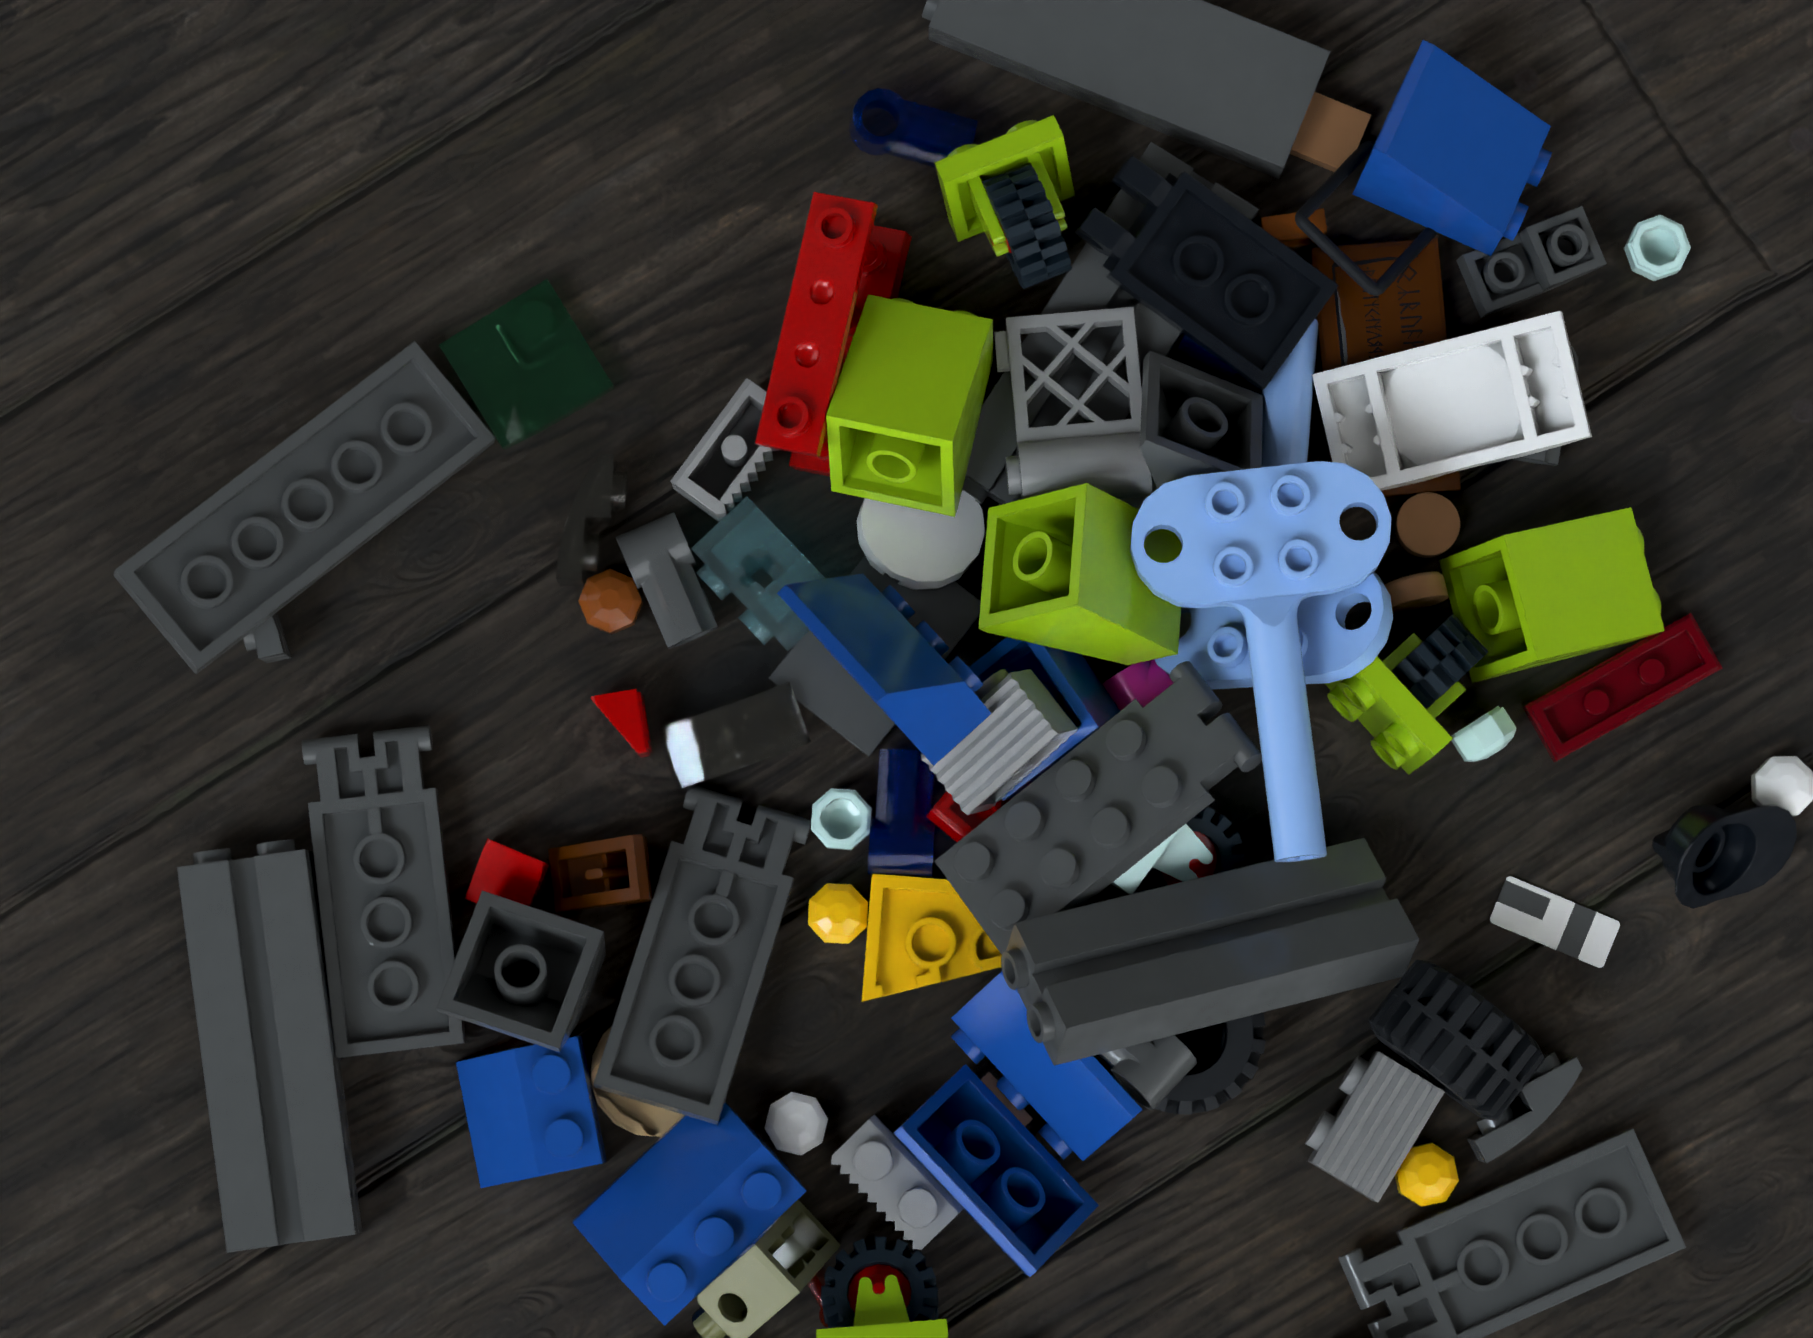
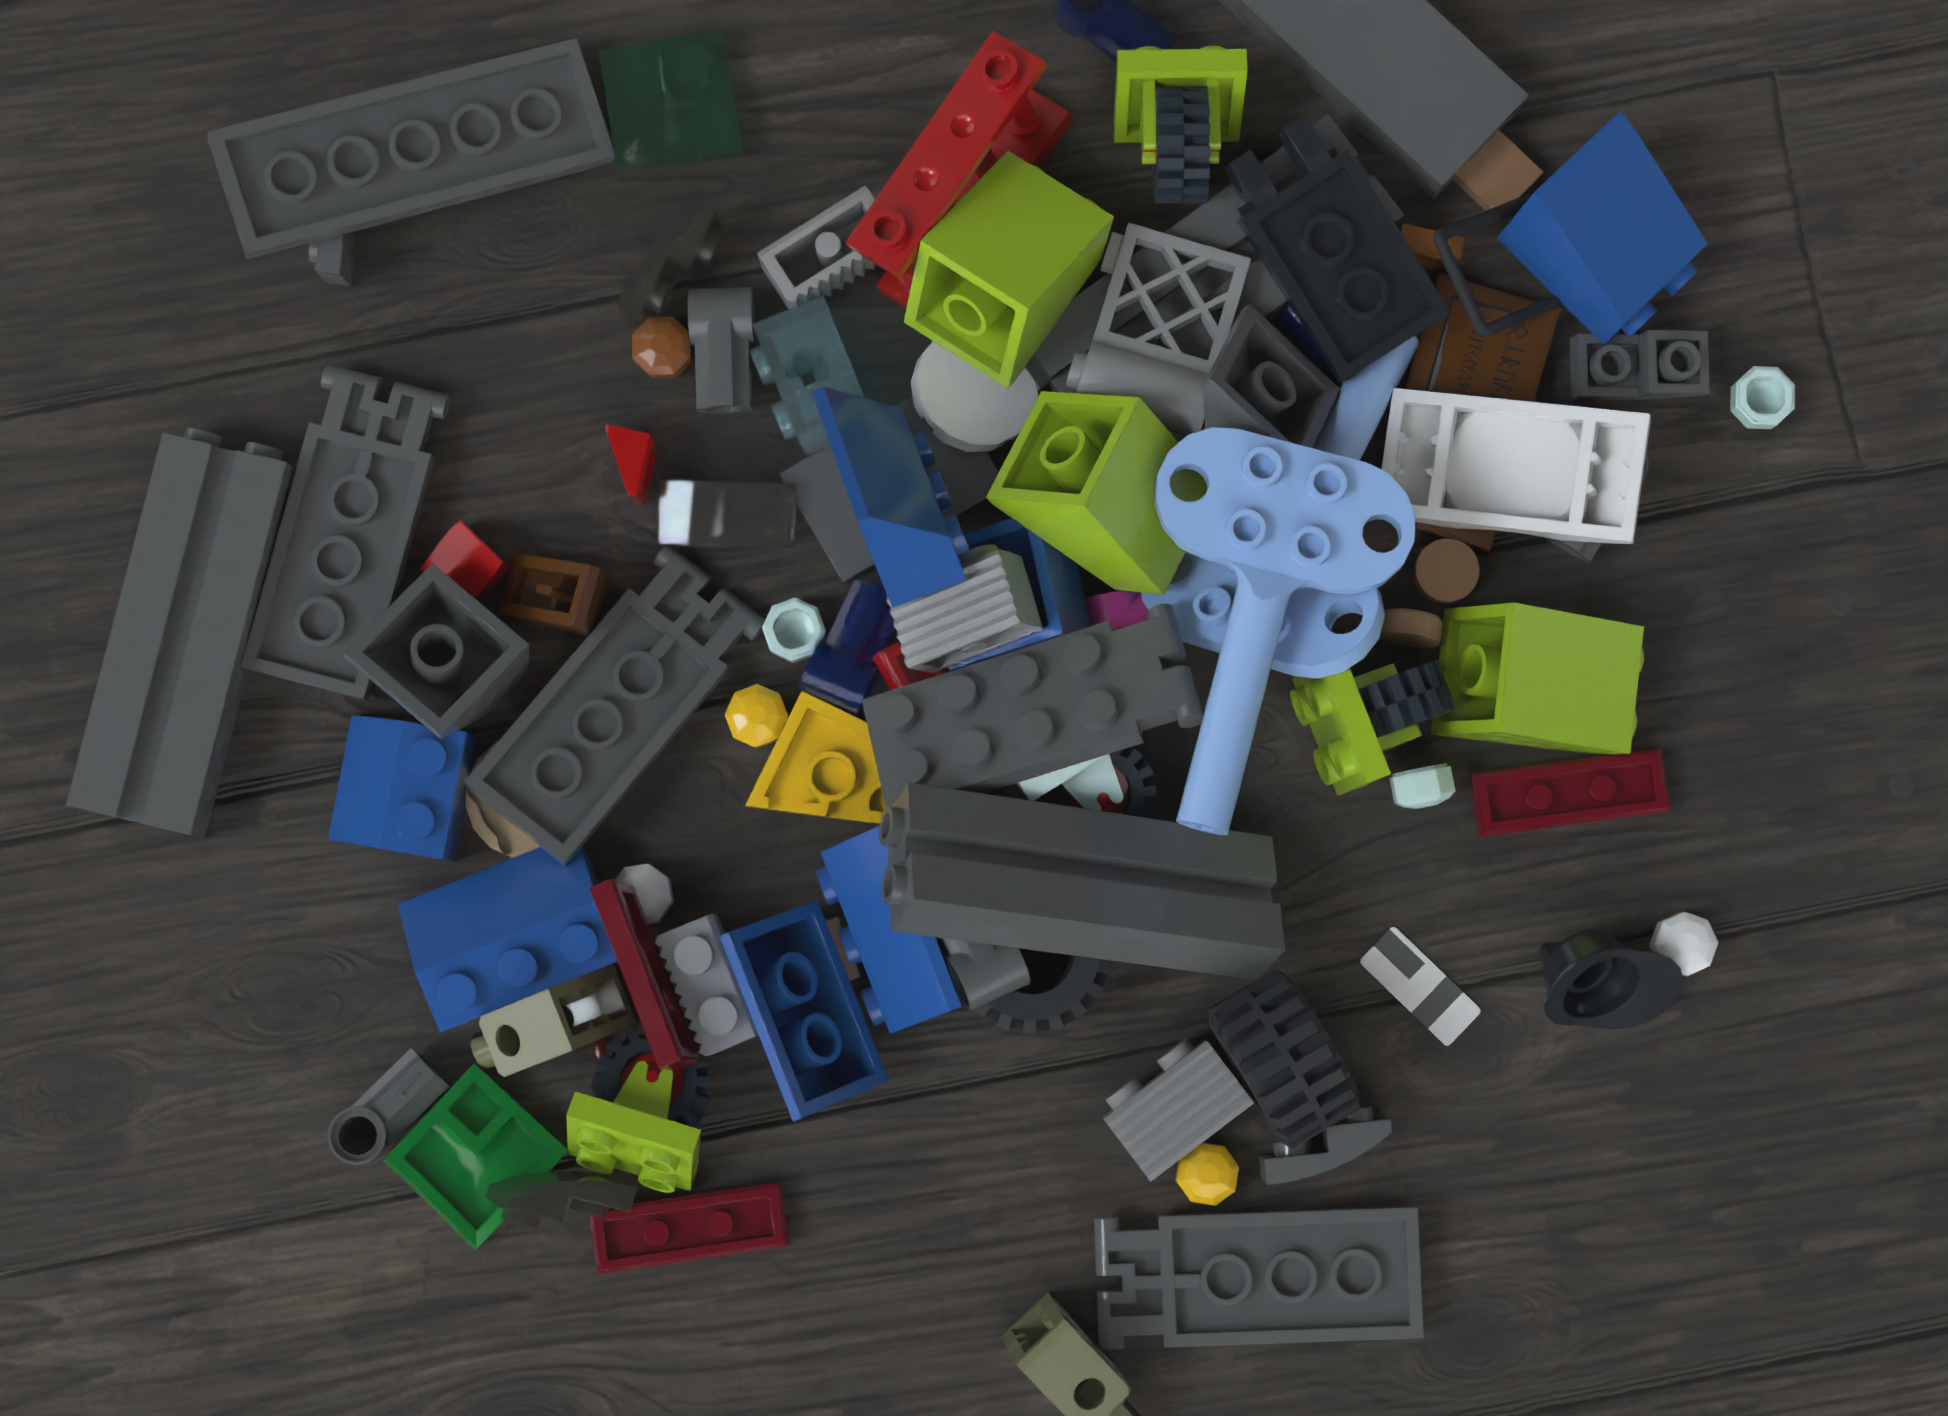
camera: 25 degrees right, 0 degrees up
(835, 1196) = (645, 975): none -> dark red tile

